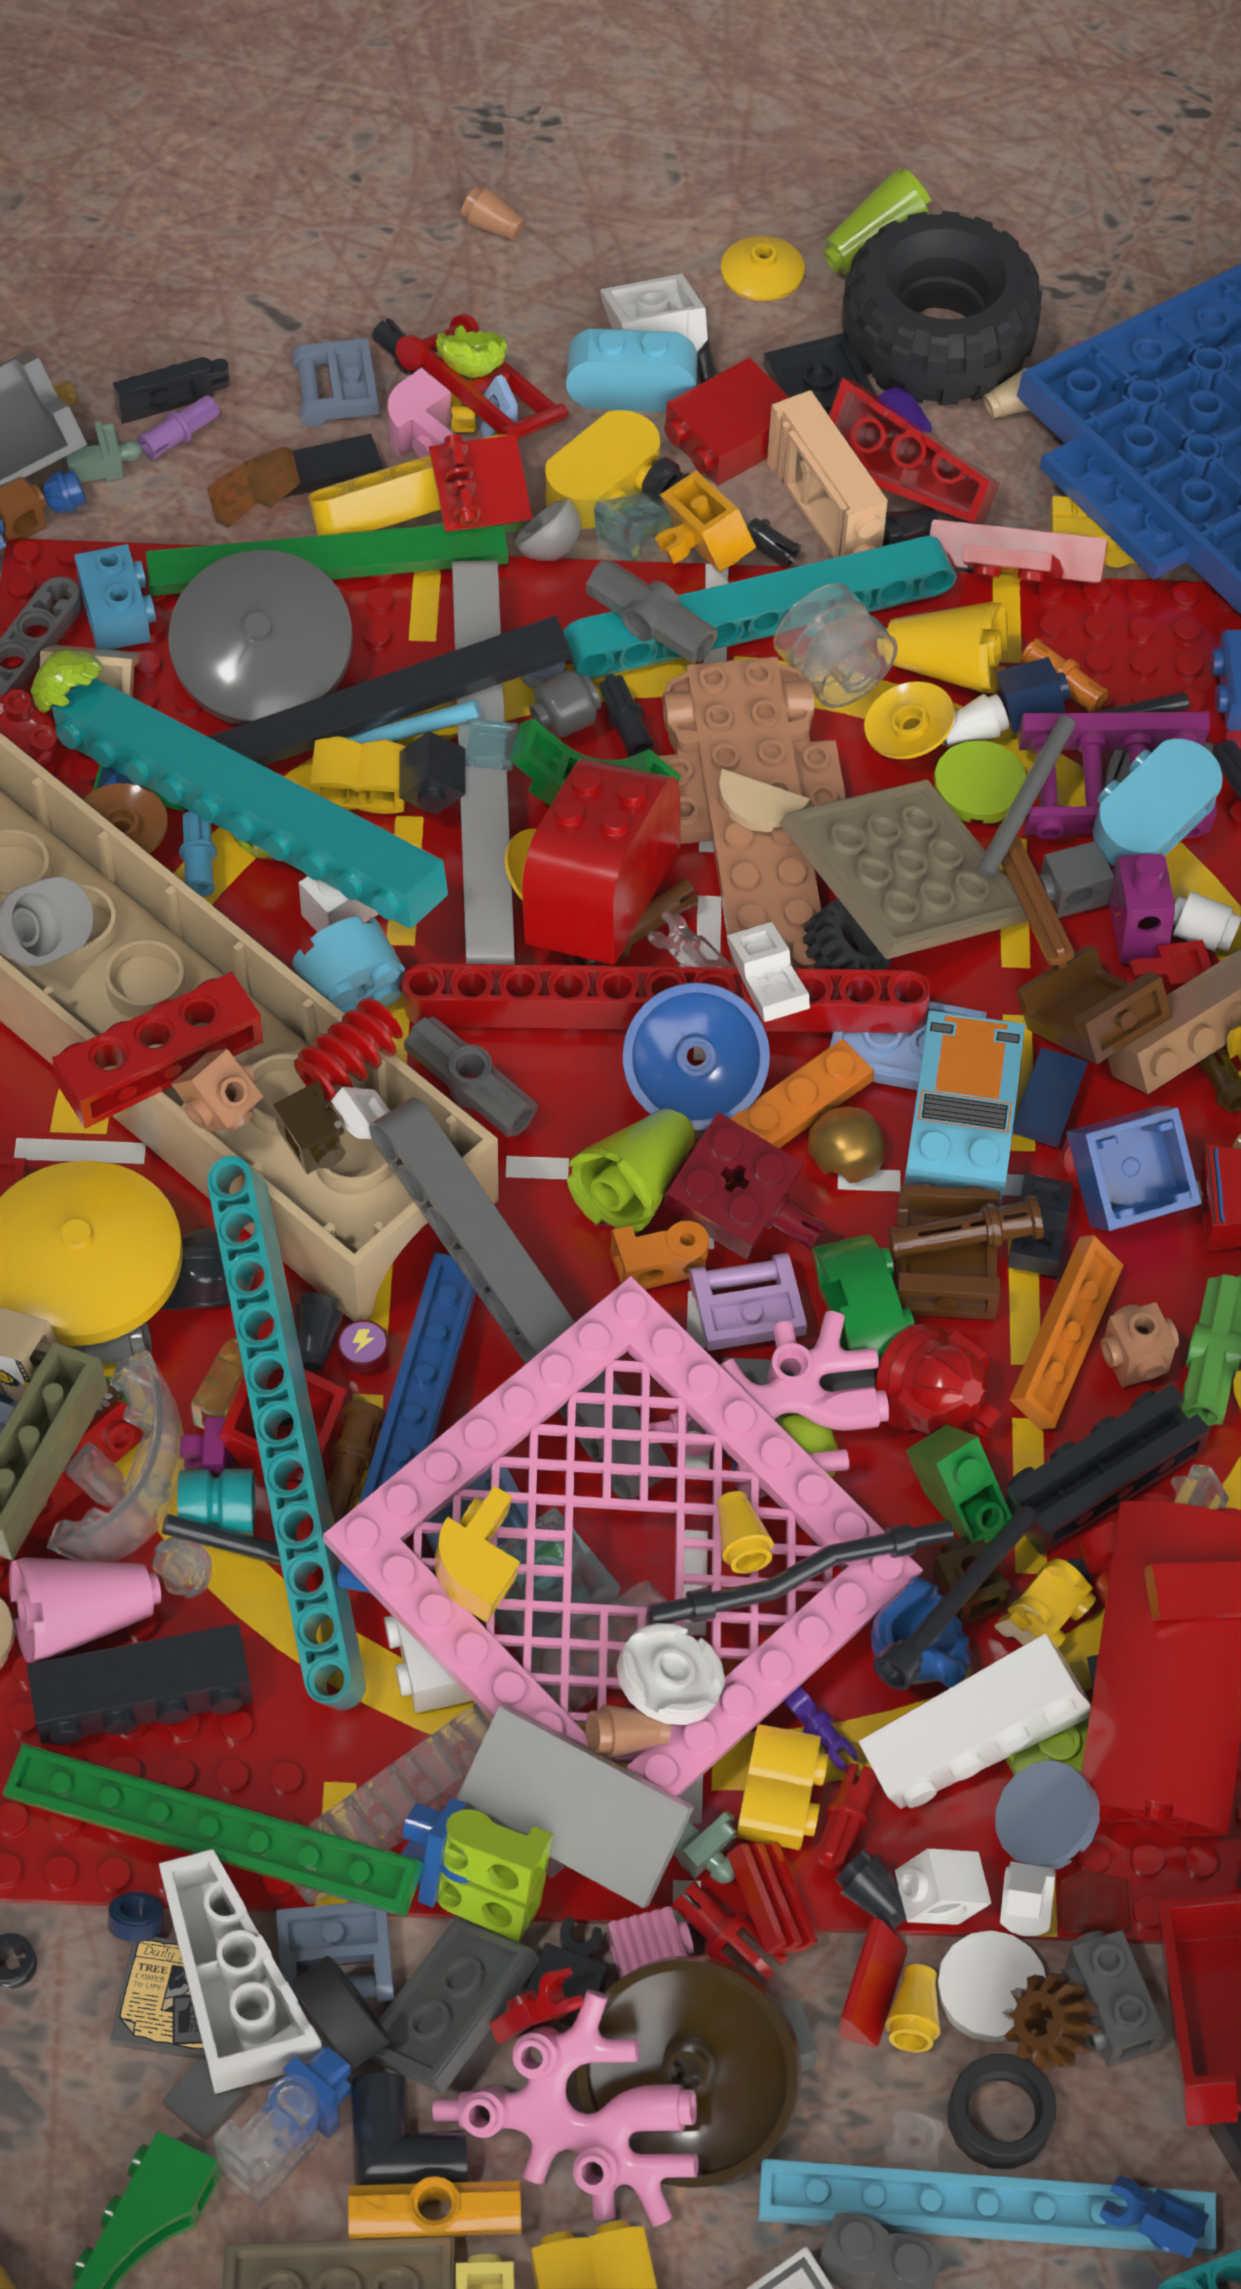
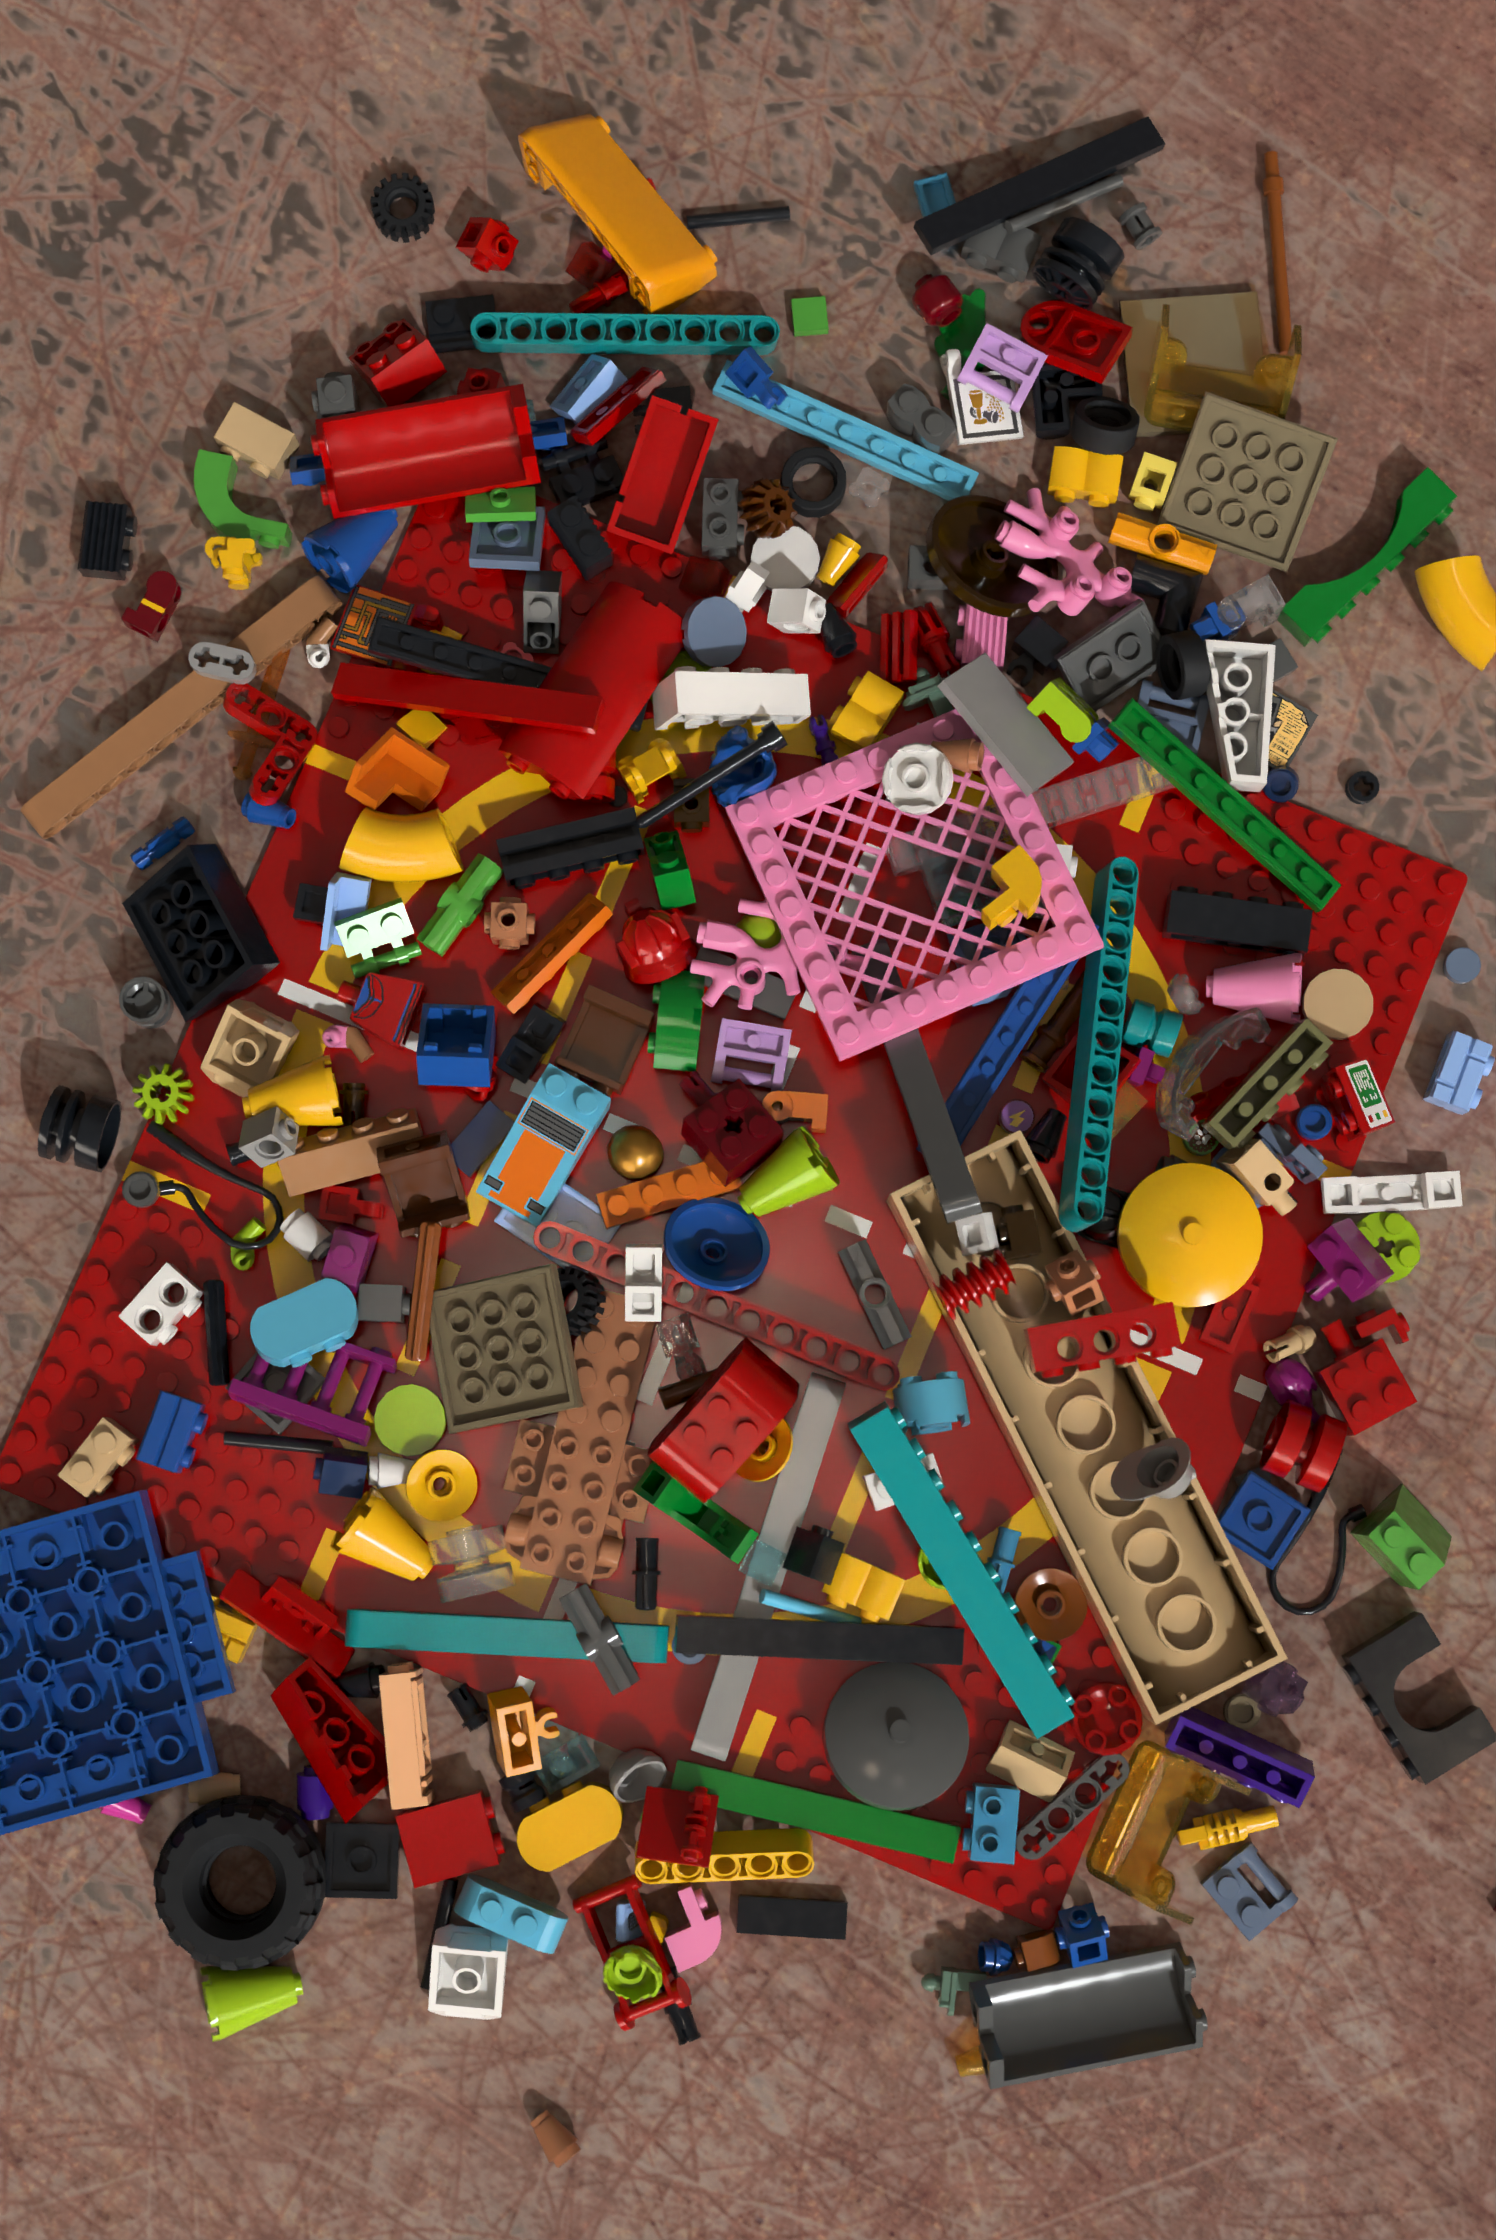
camera: 160 degrees left, 25 degrees up
(61, 672) = (1057, 1737): lime hair -> none
(97, 1476) = (1223, 1068): clear slope -> none
(169, 388) = (875, 2038): black hinge -> none
(178, 427) = (883, 1997): medium lavender axle -> none
(221, 1539) = (1160, 999): black bar -> none
(259, 480) = (848, 1903): clear orange slope -> none
(350, 381) = (733, 1998): sand blue plate -> none
(536, 2009) = (1070, 621): red plate -> none
(565, 703) = (690, 1592): dark grey head -> none
(704, 1604) = (879, 820): black bar -> none
(743, 1536) = (835, 857): yellow cone -> none
(756, 803) = (590, 1435): tan tile -> none
(762, 268) = (357, 1987): yellow dish -> none
(846, 1817) = (834, 680): red axle -> none
(989, 1226) = (570, 1041): reddish brown pin -> none
(1026, 797) = (392, 1371): dark grey bar -> none
(1082, 688) = (306, 1489): orange pin -> none
(1200, 1488) = (521, 803): clear tile -> none

